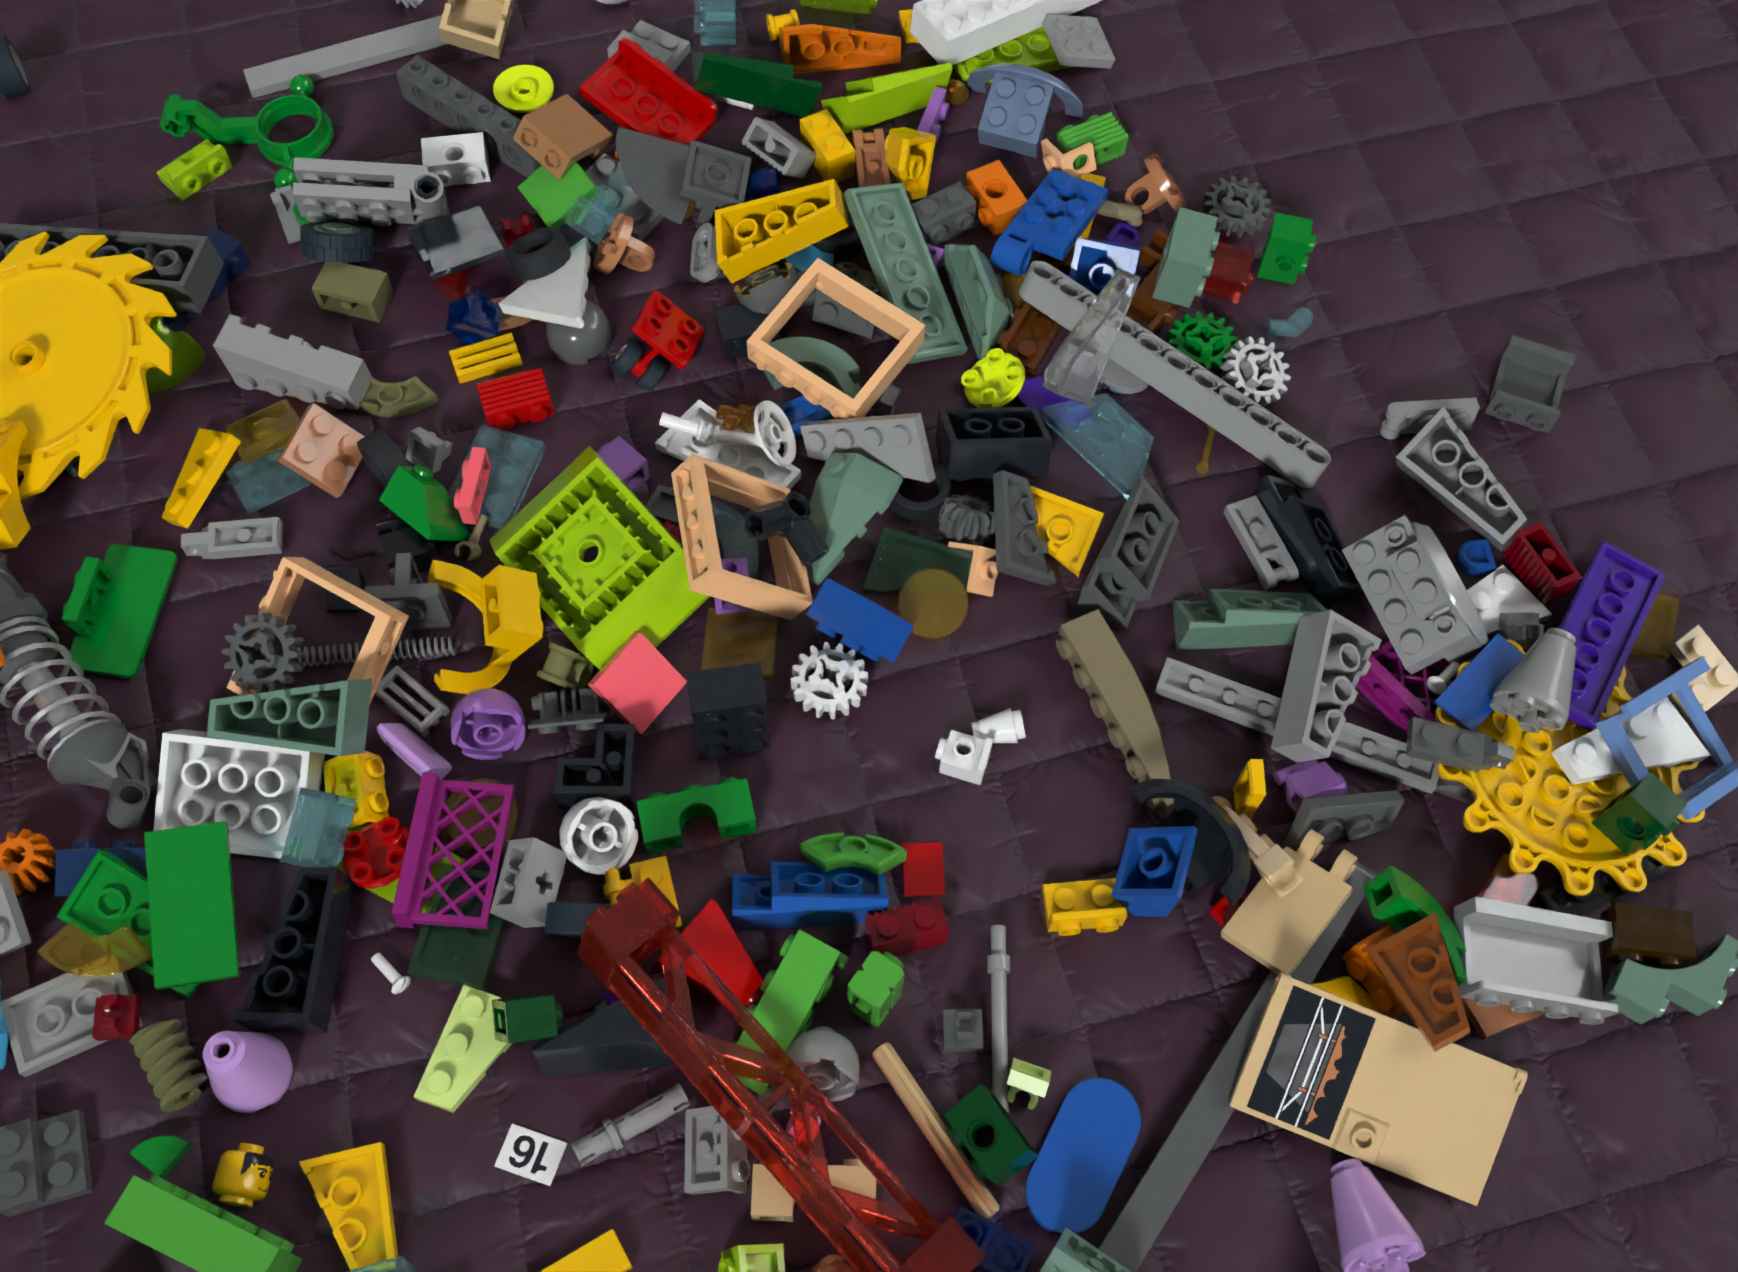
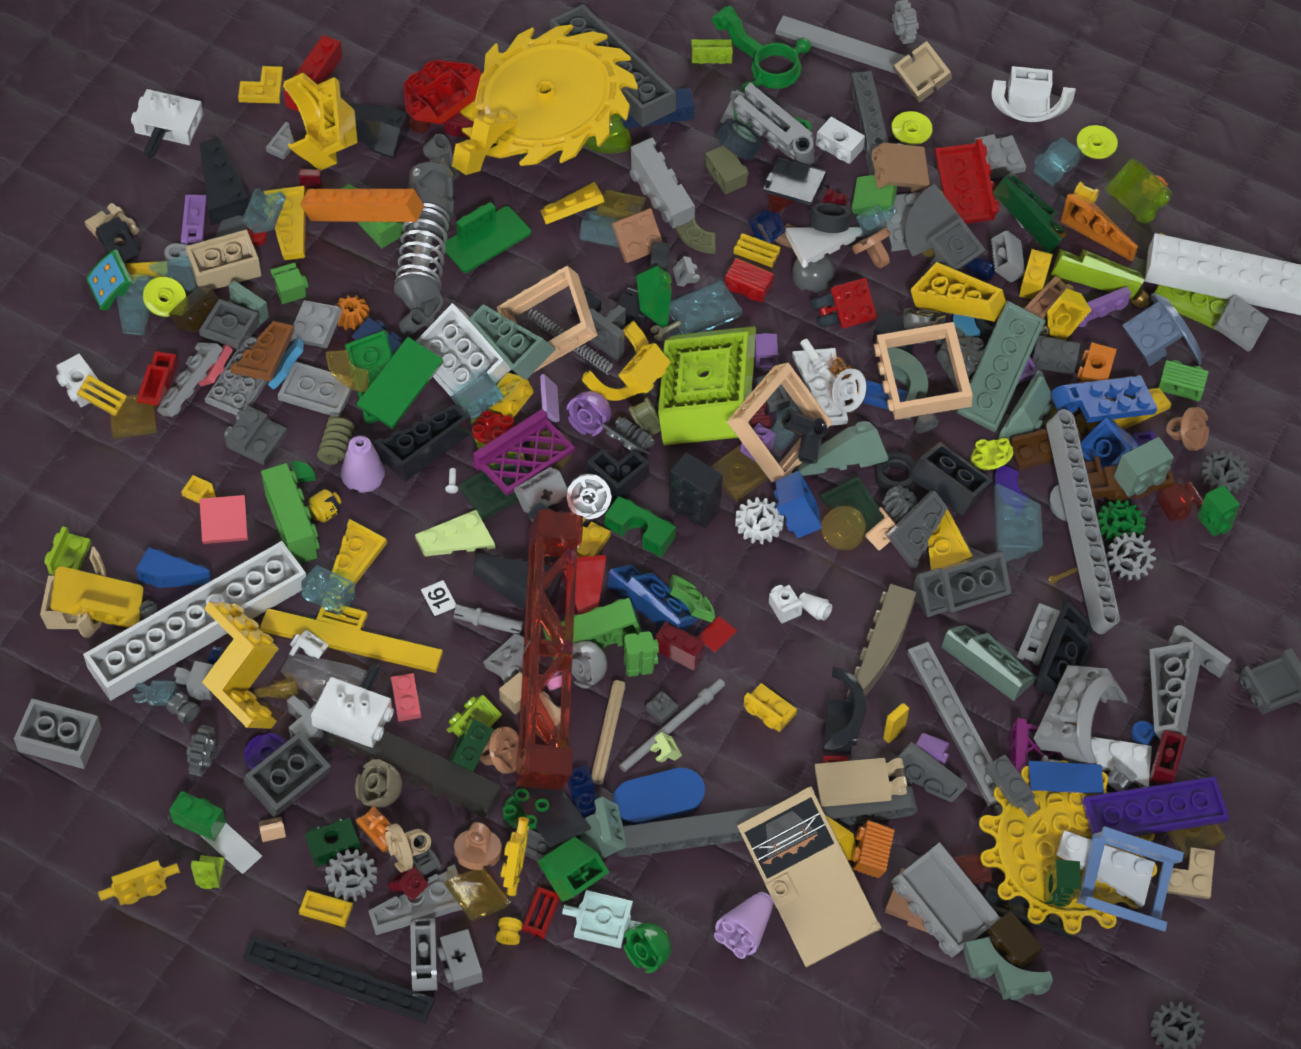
camera: 45 degrees right, 5 degrees down
(116, 1016) = (332, 403): dark red tile -> none
(235, 539) = (562, 245): light grey hinge -> none
(275, 643) = (523, 299): dark grey gear -> none
(429, 718) = (570, 392): light grey tile -> none
(475, 480) = (692, 300): coral plate -> none
(526, 1017) = (486, 537): dark green brick -> none
(637, 682) = (669, 446): coral tile -> none
(704, 254) = (906, 285): light grey plate -> none
(889, 440) = (894, 432): light grey wing -> none
(1010, 1148) = (626, 749): dark green brick -> none
(1064, 162) = (1150, 376): light nougat bracket -> none
(1084, 353) = (1034, 472): clear wedge -> none
(1130, 213) = (1158, 427): dark tan arm -> none
(1154, 869) = (811, 715): blue slope -> none
(1270, 859) = (868, 744): tan plate -> none
(1294, 325) = (1186, 554): clear light blue arm -> none
(1320, 684) = (985, 705): light grey wedge -> none
(1403, 901) = (908, 837): green arch -> none
(1422, 980) = (874, 849): dark orange wing -> none
(1540, 684) = (1083, 790): light grey cone -> none

